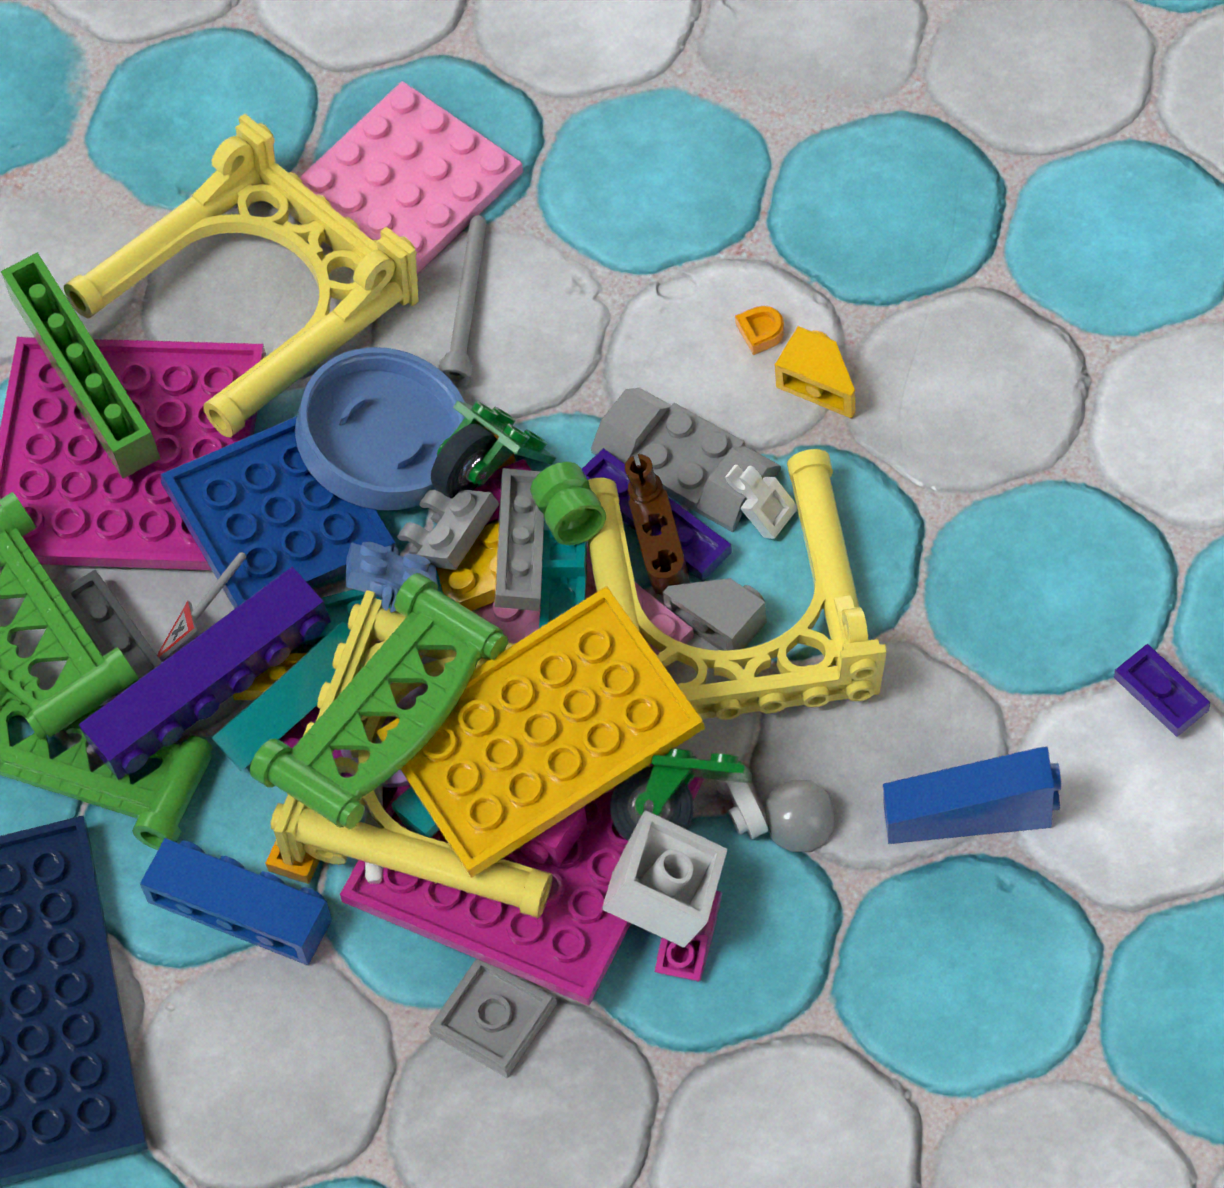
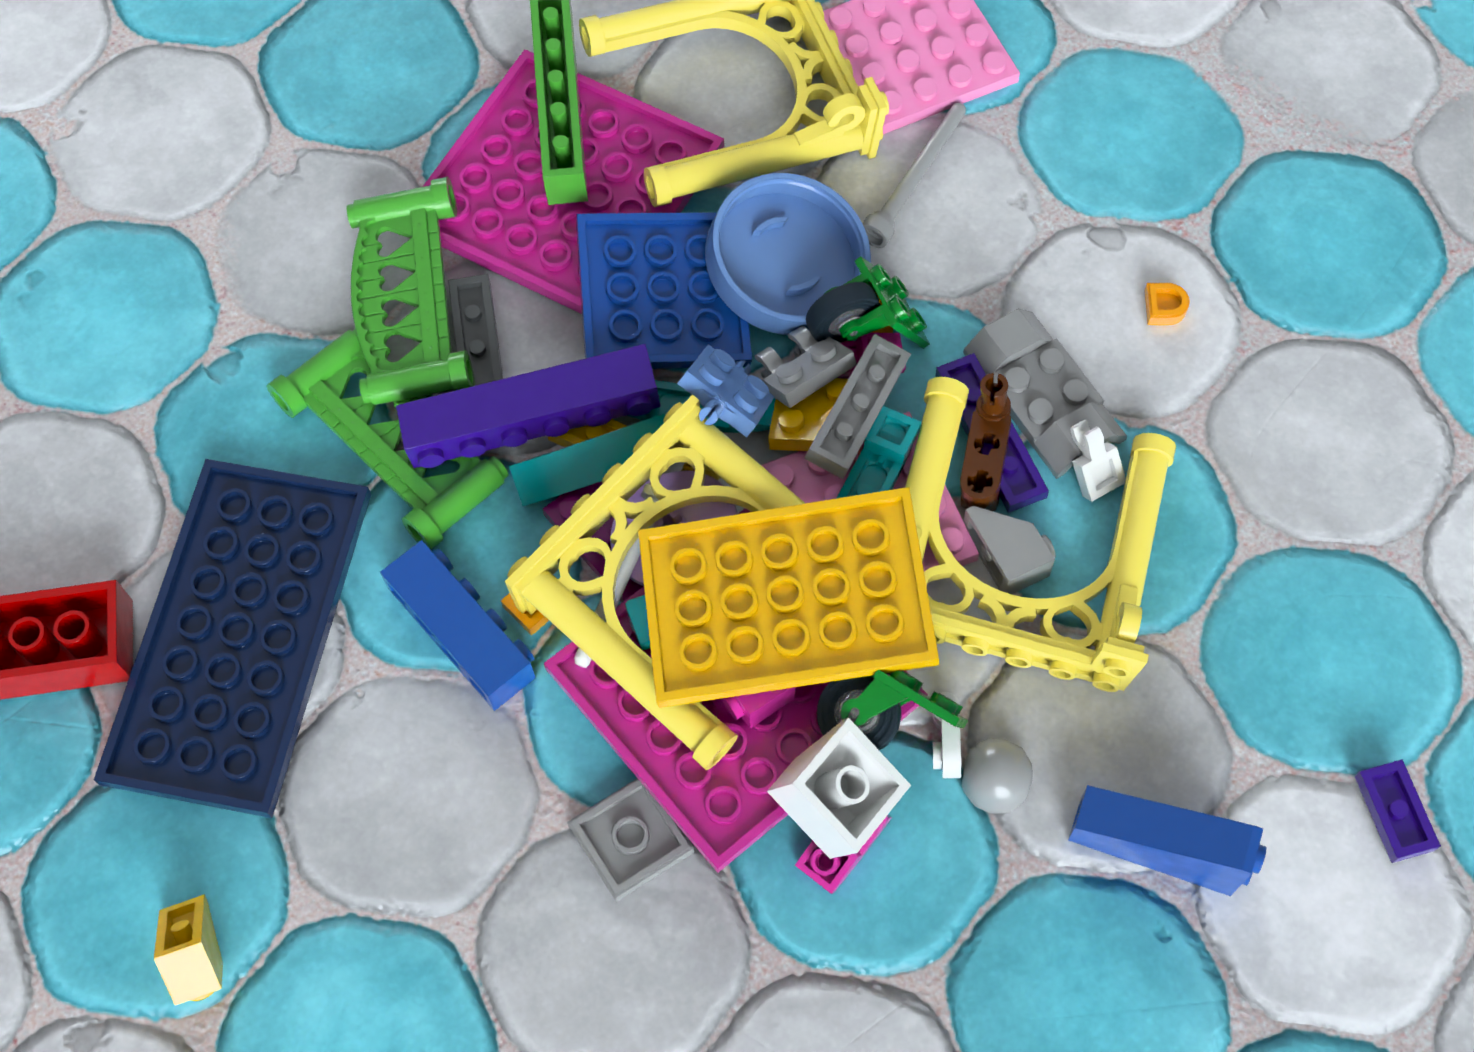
camera: 20 degrees right, 5 degrees up
(186, 622) = (537, 355): light grey piece -> none
(430, 624) = (560, 539): bright green piece -> none
(568, 503) = (914, 391): bright green wheel -> none
(816, 372) = (1198, 364): yellow slope -> none

